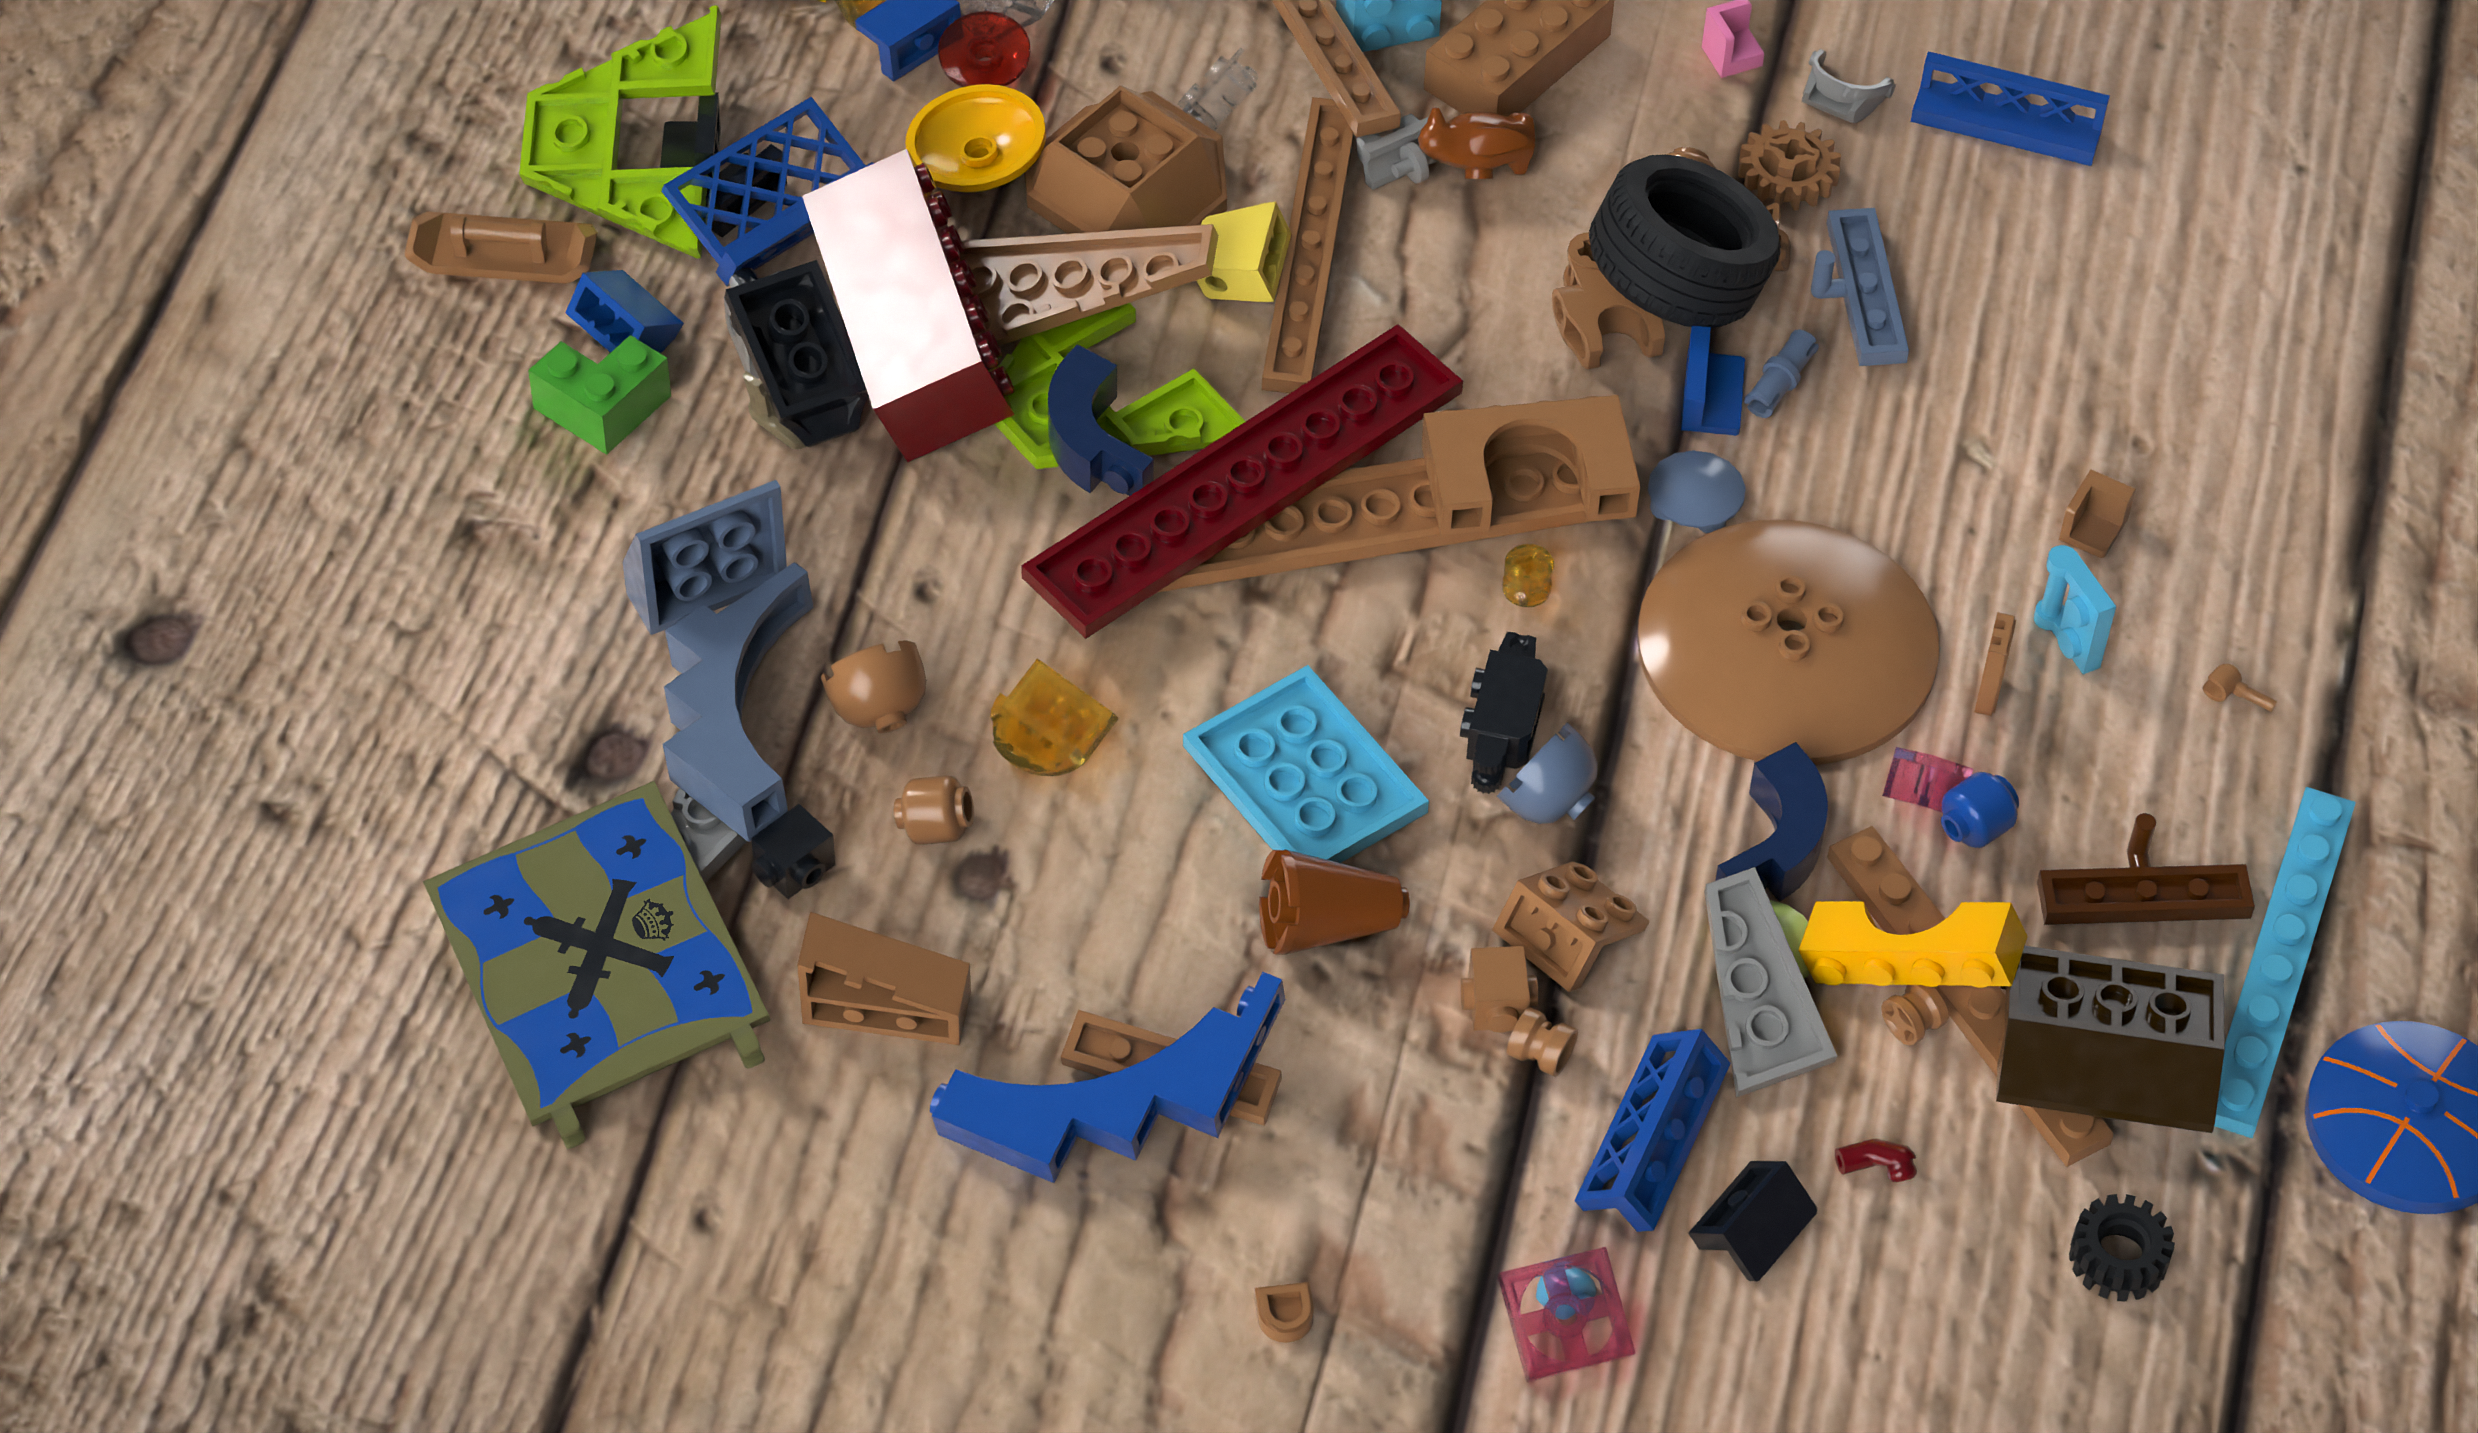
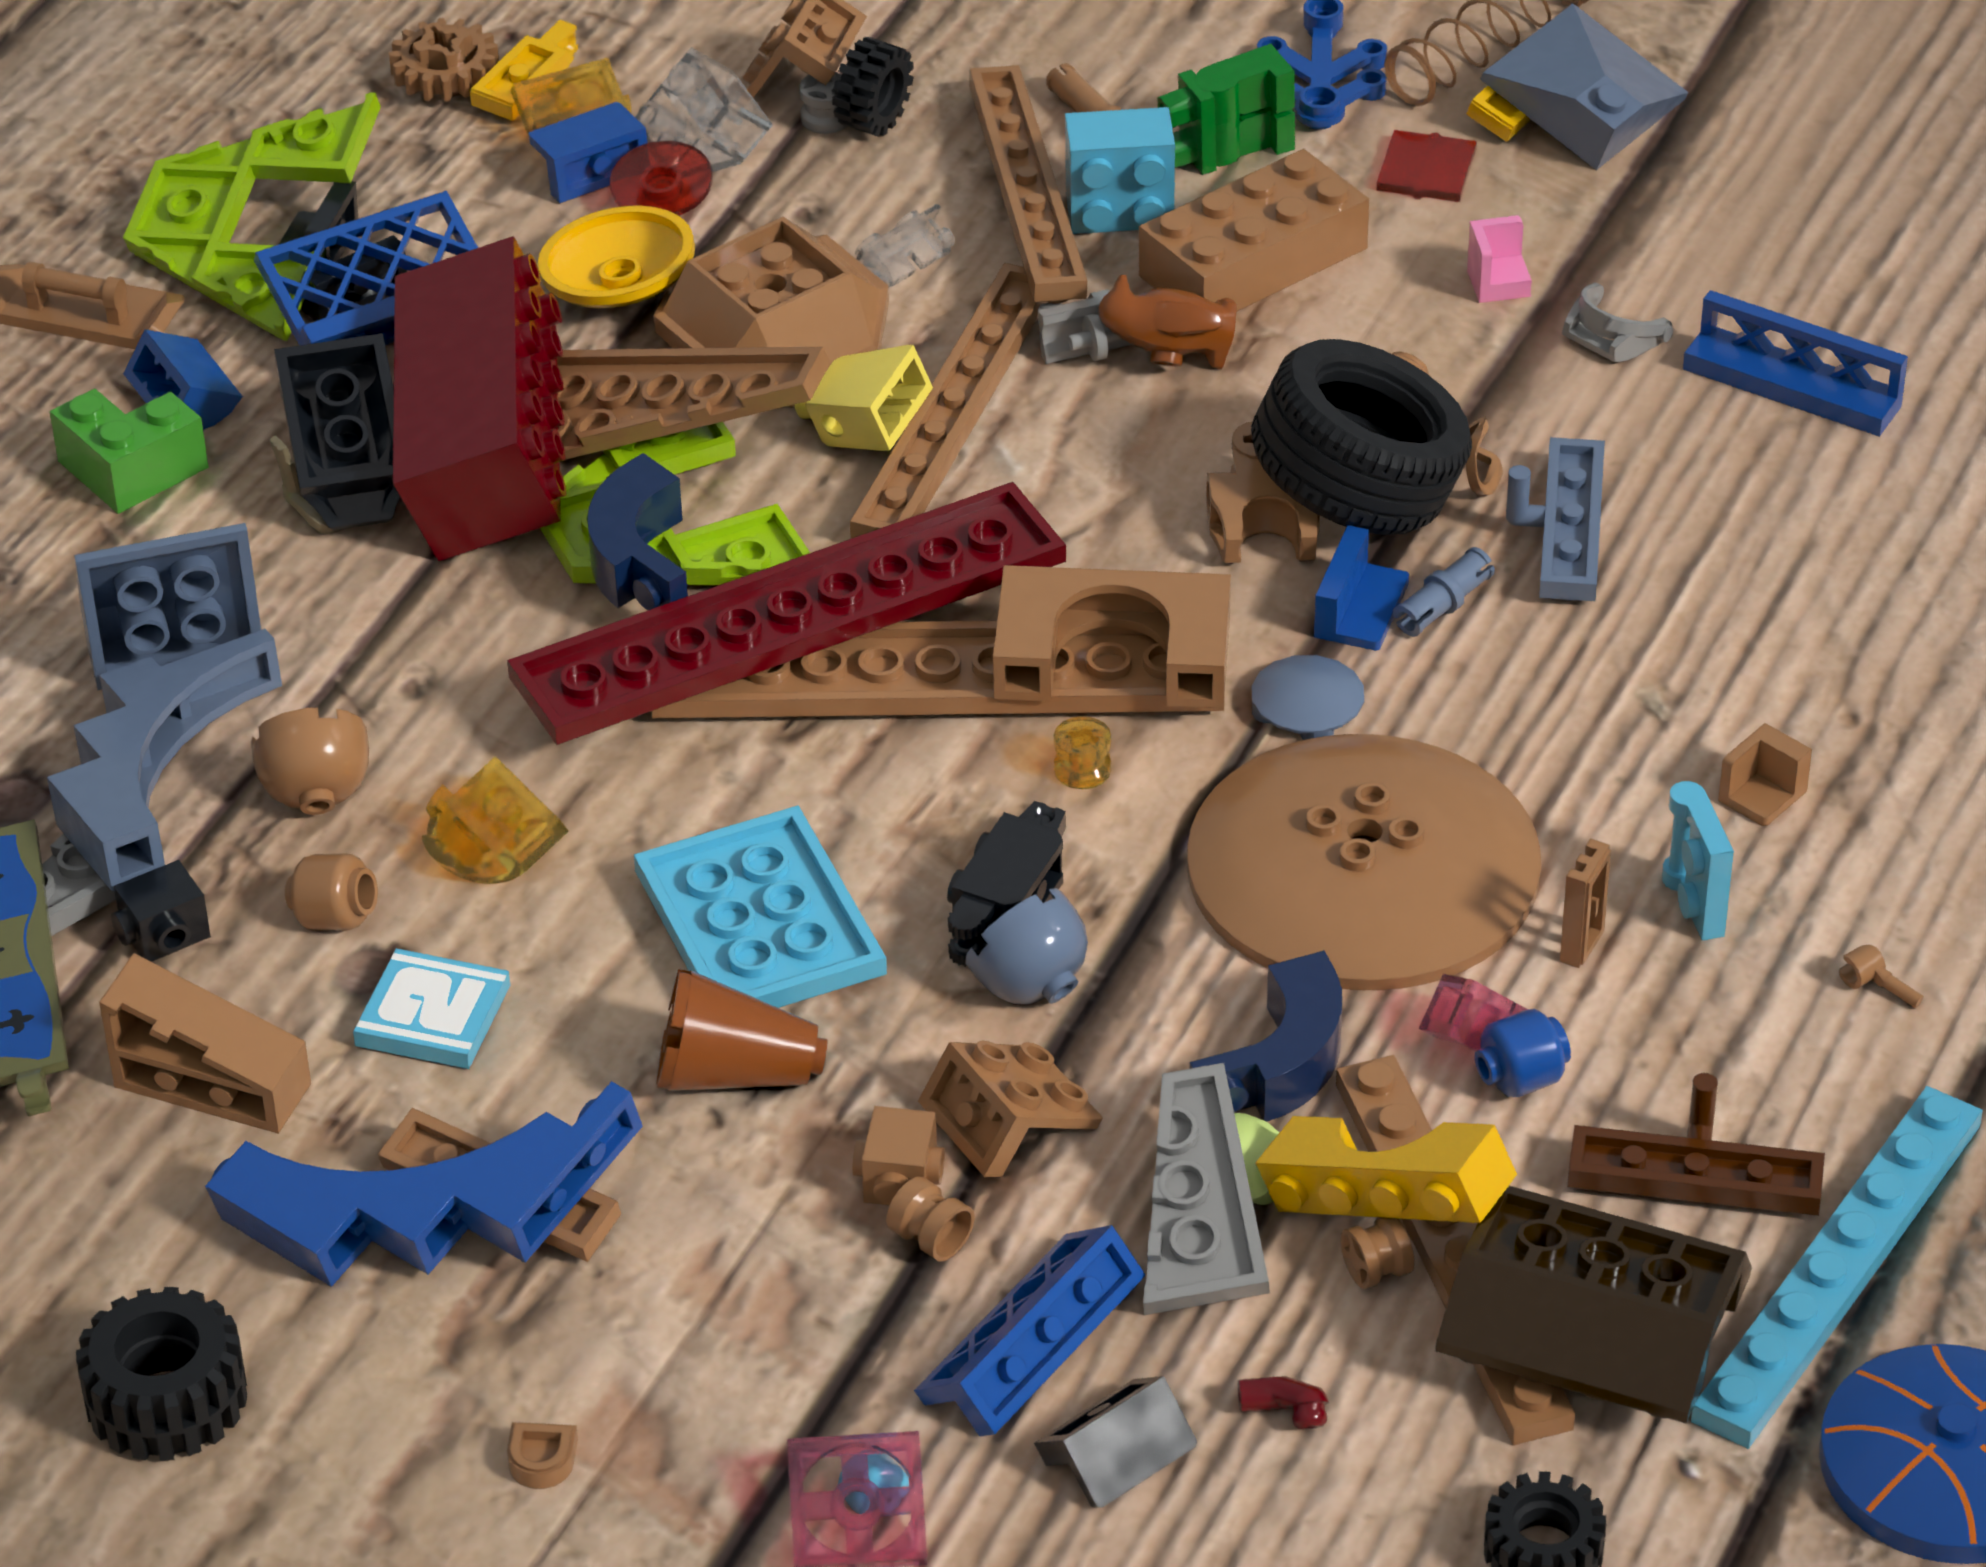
camera: 15 degrees right, 10 degrees down
(946, 1258) = (167, 1410): none -> black tyre
(1054, 906) = (432, 1008): none -> tile
(1789, 165) = (1521, 389): medium nougat gear -> none

